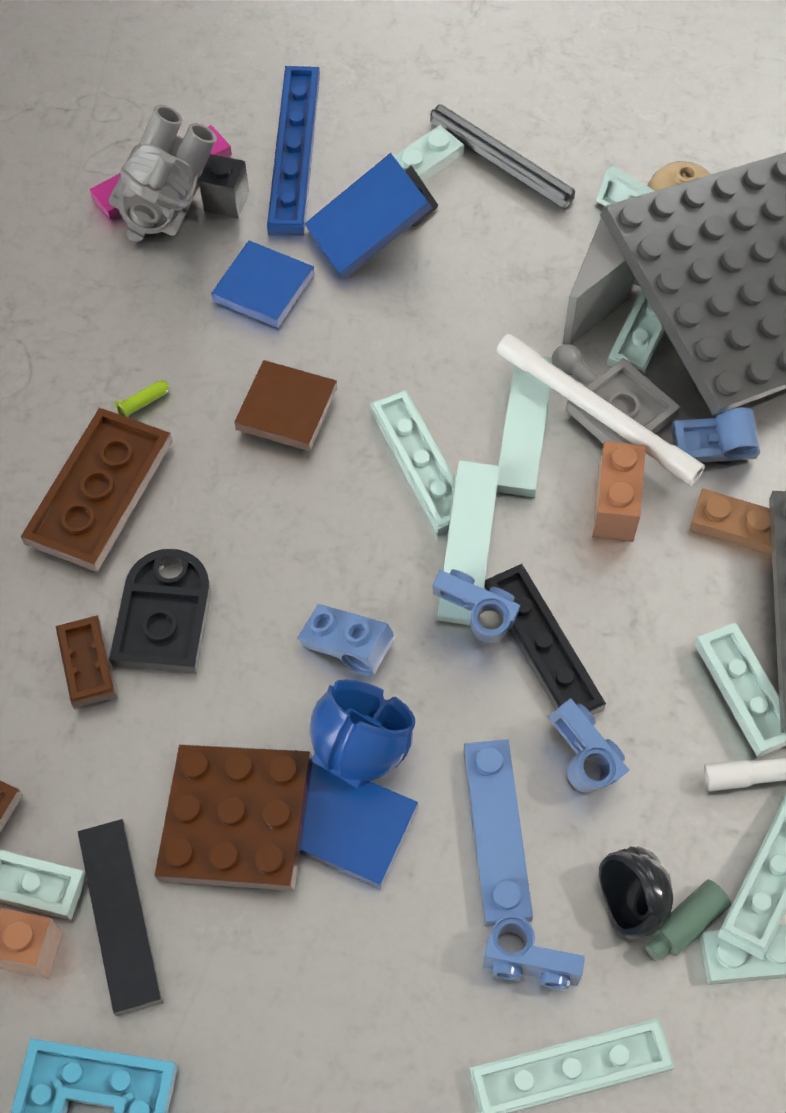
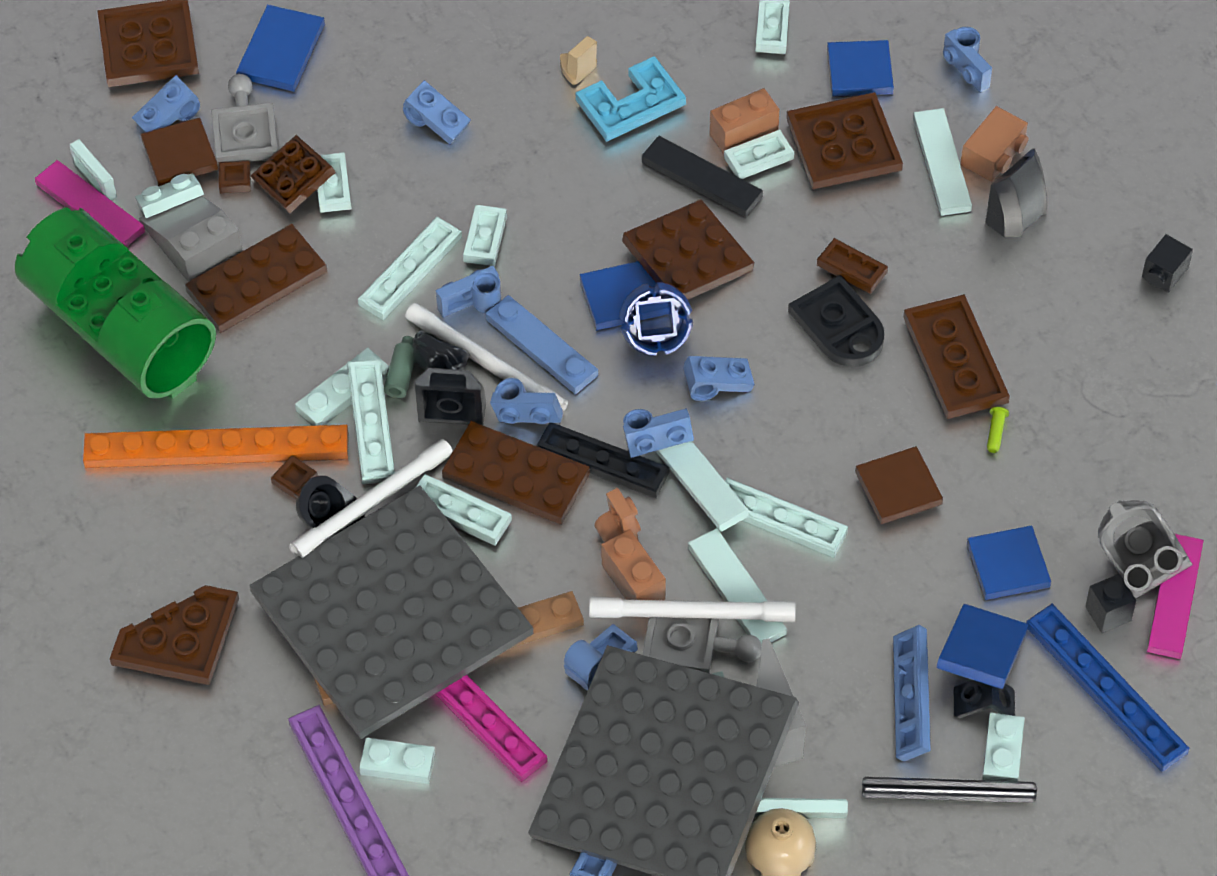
camera: 140 degrees right, 5 degrees down
(446, 1034) = (485, 235): none -> light aqua plate
(459, 232) = (911, 693): none -> medium blue plate
(596, 540) = (618, 518): none -> nougat plate
(606, 955) = (432, 324): none -> white piece
(650, 697) = (516, 472): none -> reddish brown plate
(667, 816) = (449, 397): none -> black slope

